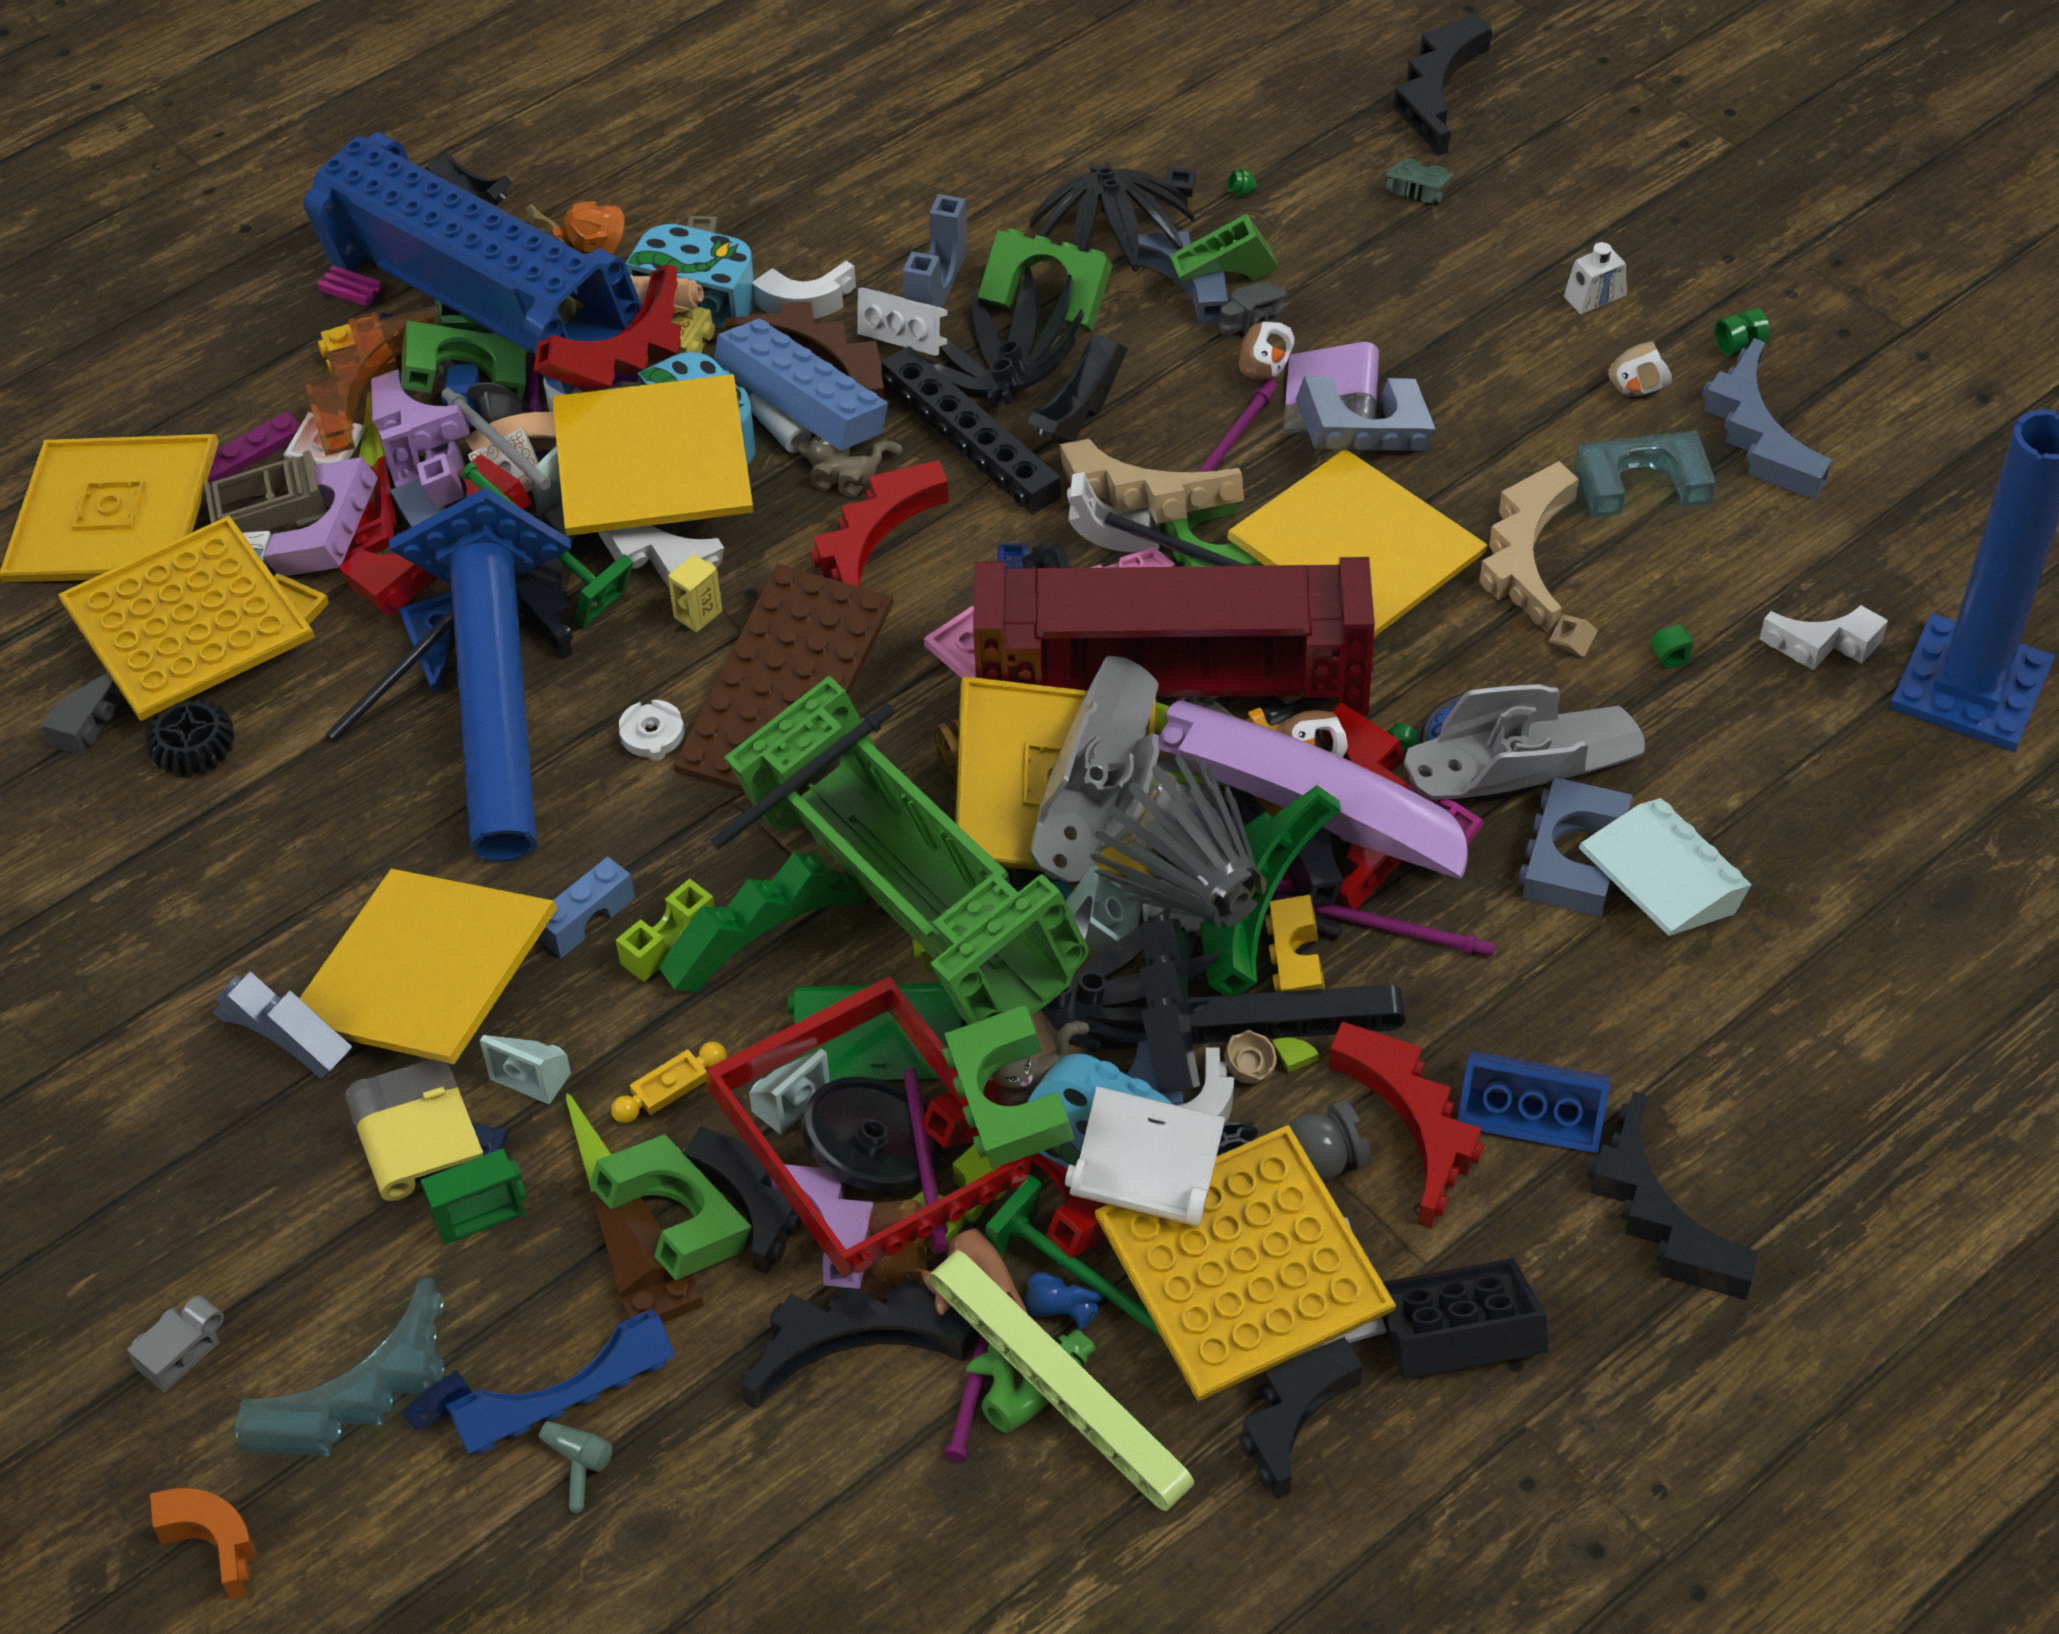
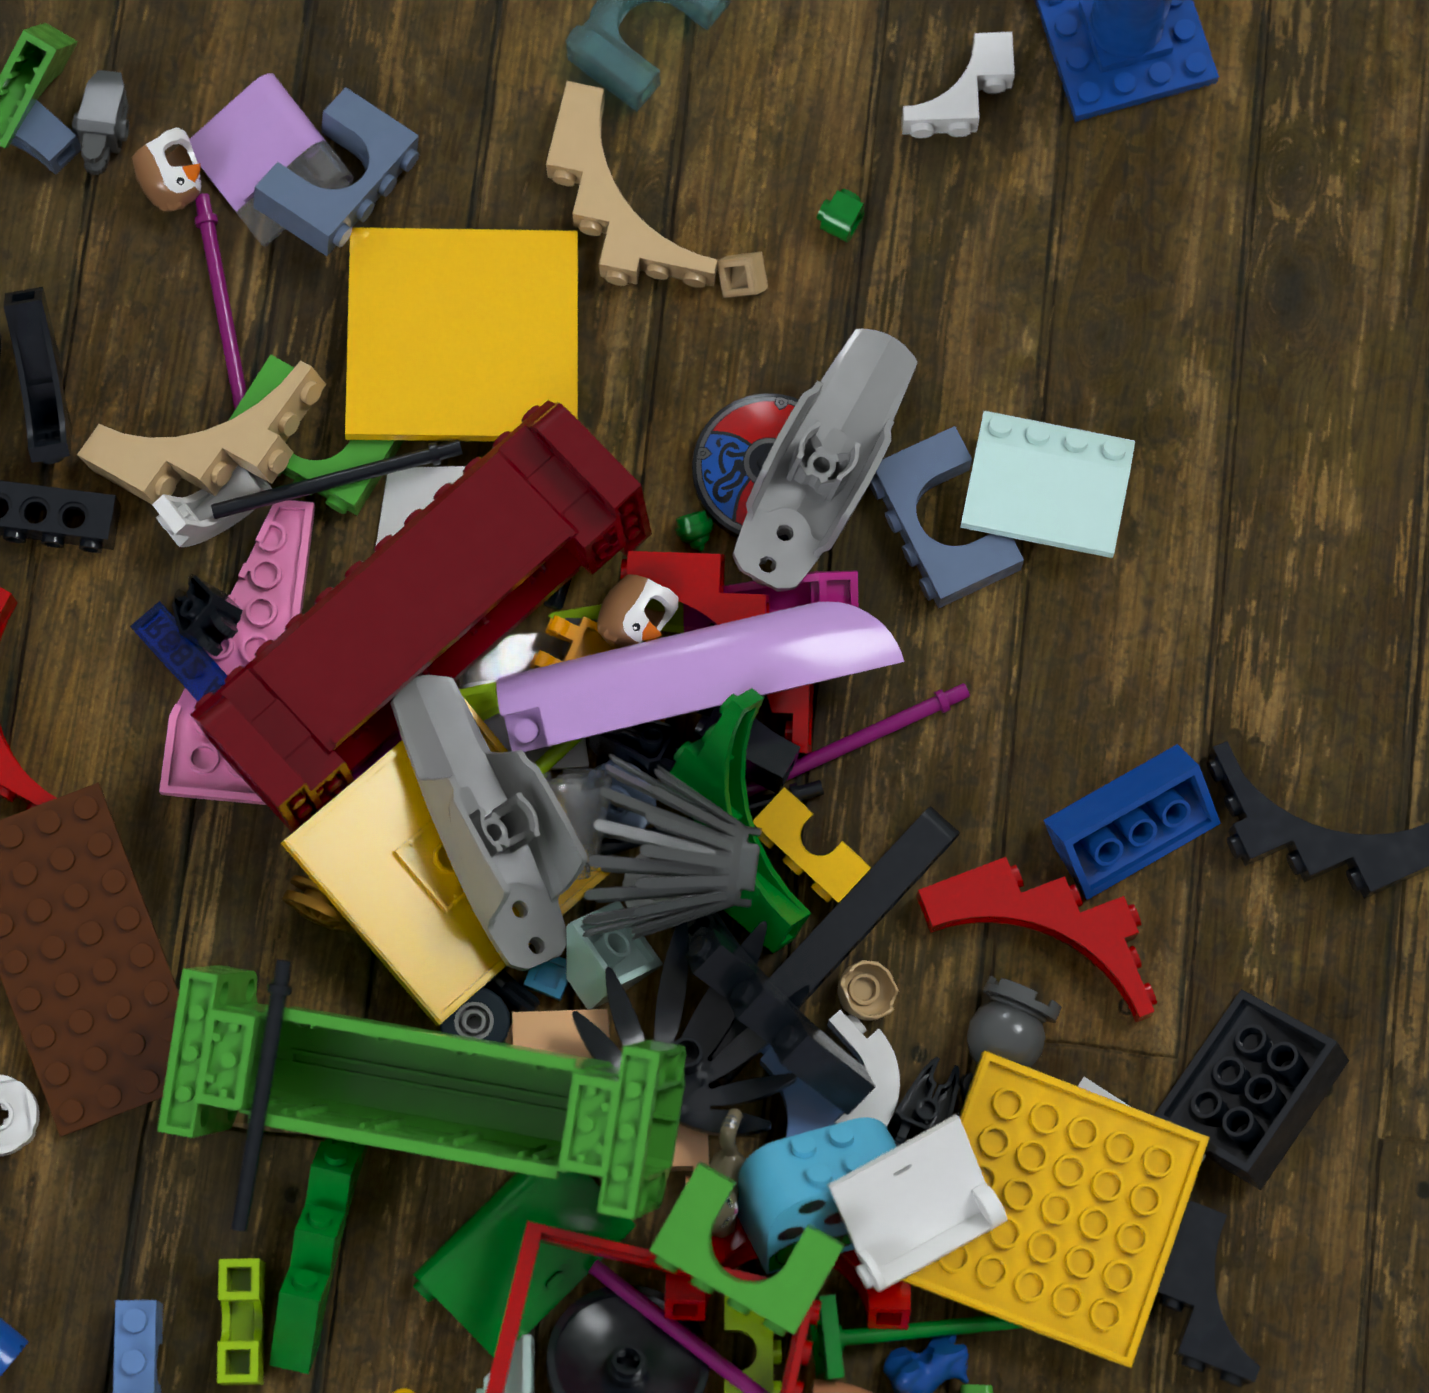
camera: 45 degrees left, 25 degrees up
(1294, 1053) = (892, 947): lime tile -> none

